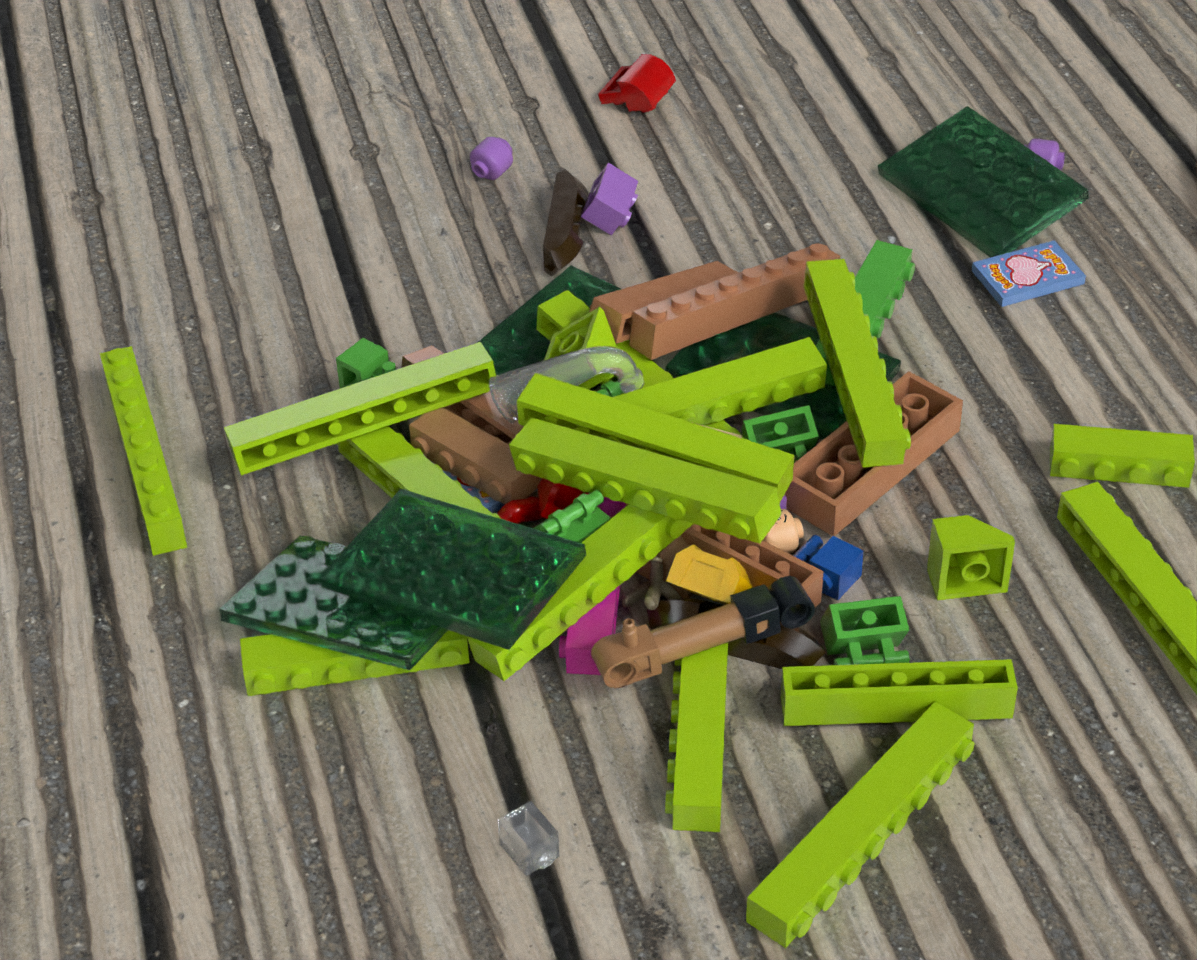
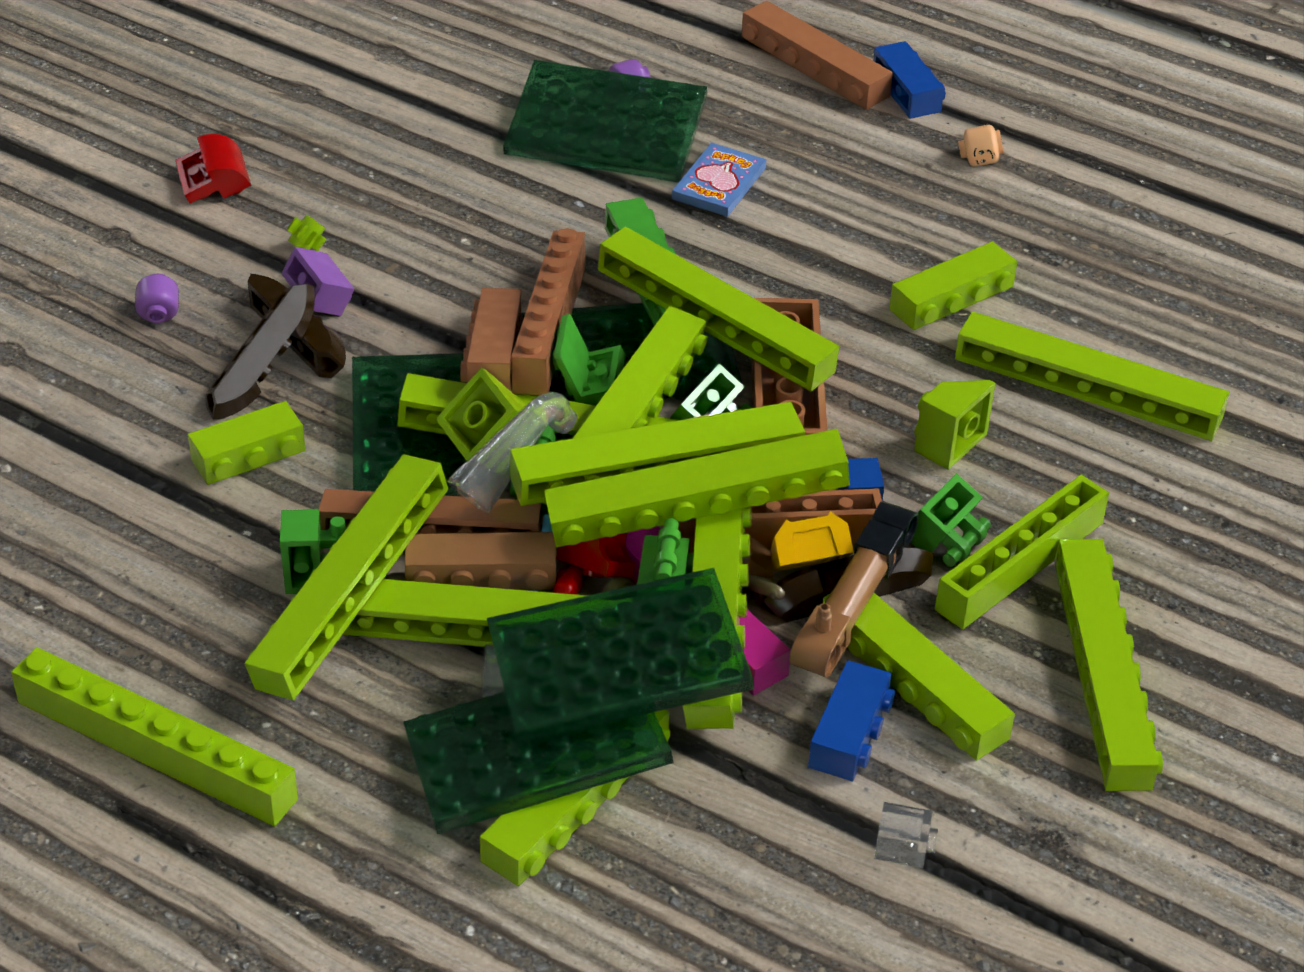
camera: 45 degrees left, 0 degrees up
(431, 288) = (246, 442): none -> lime brick
(541, 208) = (237, 383): none -> brick
(601, 732) = (851, 721): none -> blue brick
(646, 161) = (306, 233): none -> lime gear
(705, 340) = (585, 372): none -> bright green bracket

